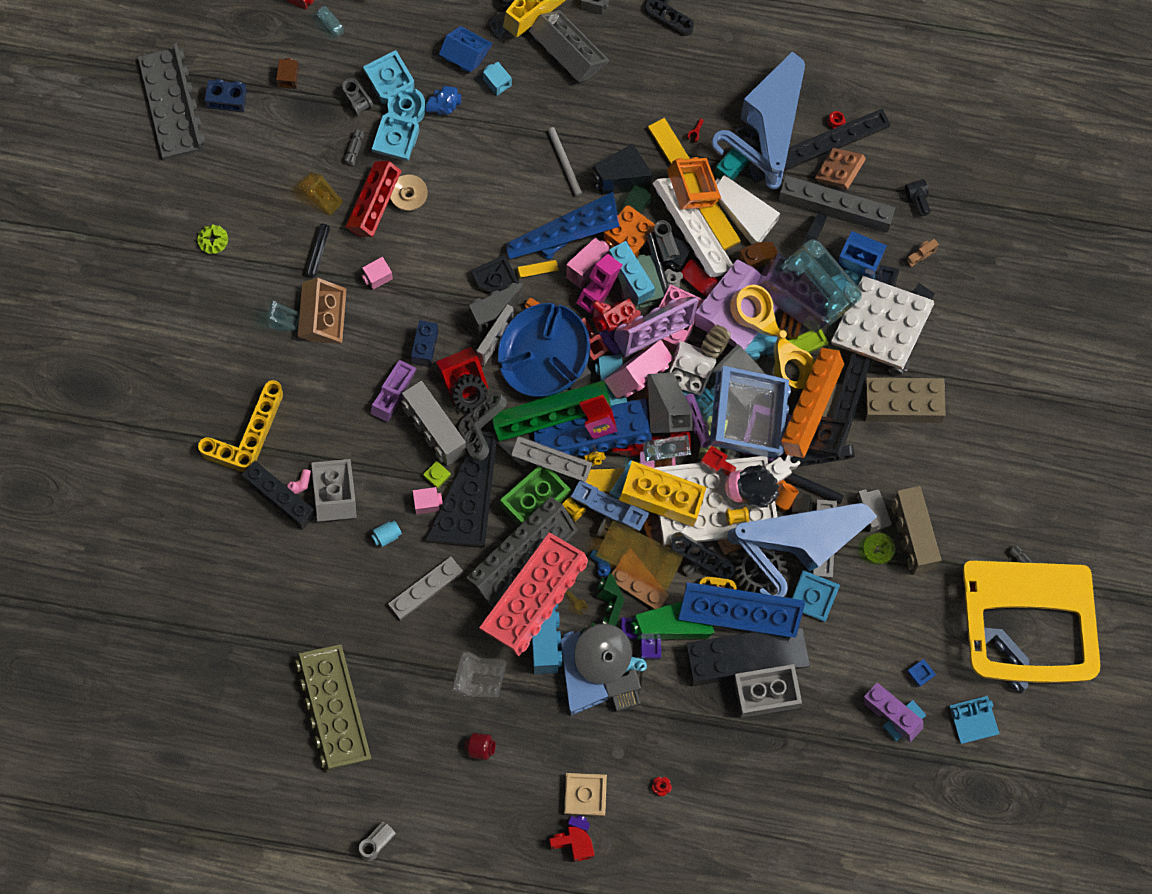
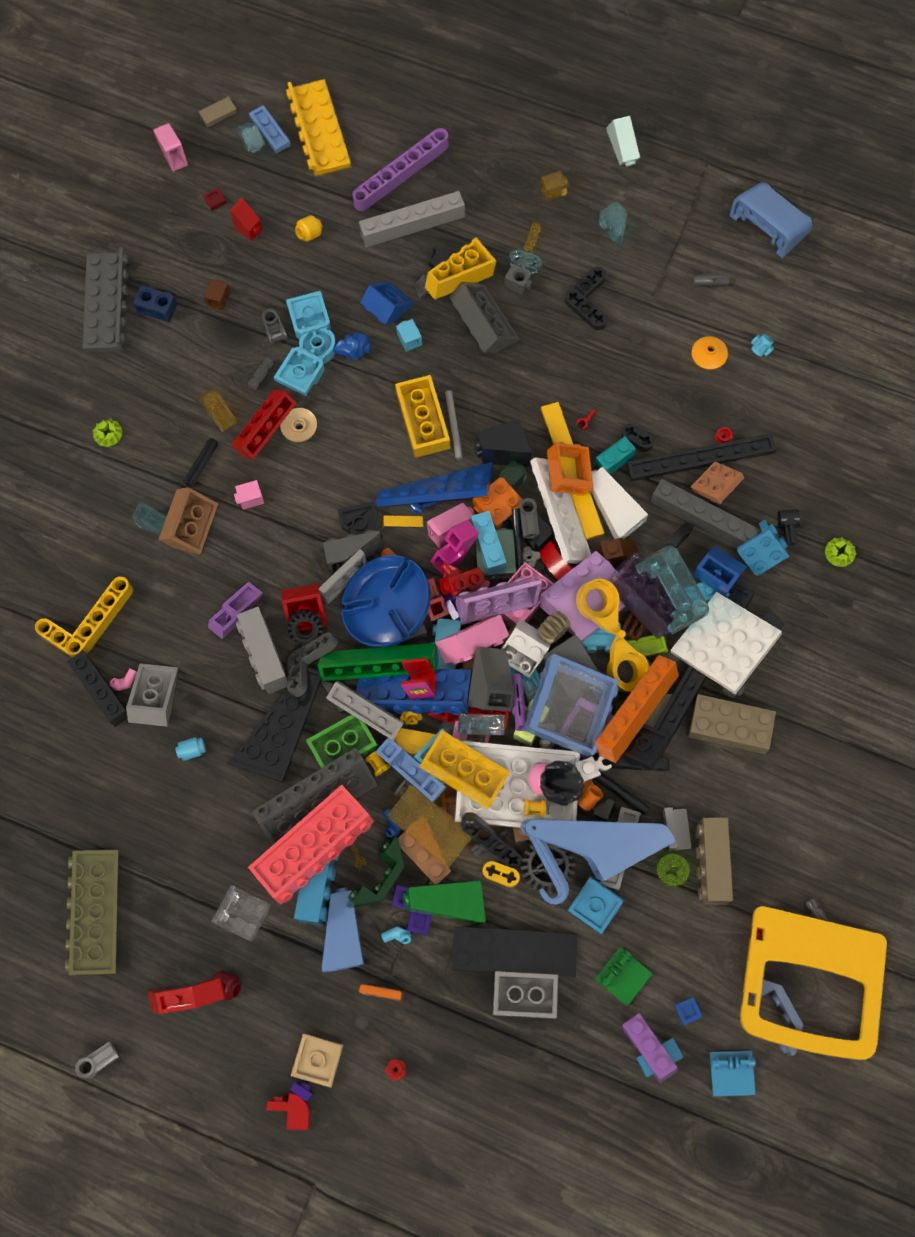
camera: 20 degrees right, 0 degrees up
(330, 21) = (269, 254): clear light blue beam -> none
(425, 343) = (276, 570): dark blue brick -> none
(425, 588) = (215, 811): light grey plate -> none
(427, 500) = (238, 724): bright pink brick -> none
(437, 475) = (255, 701): lime plate -> none
(446, 762) = (186, 997): none -> red slope
(532, 159) = (422, 416): none -> yellow brick
(591, 652) = (365, 908): dark grey dish -> none
(624, 691) = (381, 960): dark grey piece -> none
(632, 718) = (381, 992): none -> orange tile
(716, 460) = (527, 746): red plate -> none
(741, 609) = (516, 906): blue plate -> none
(771, 113) = (661, 416): medium blue piece -> none
(803, 45) = (707, 359): none -> light orange dish
(854, 20) = (762, 345): none -> medium azure gear
(854, 655) = (623, 976): none -> green hinge
(900, 225) = (764, 549): none -> dark azure bracket
(925, 250) = (785, 578): medium nougat plate -> none
(976, 220) = (842, 560): none -> lime gear

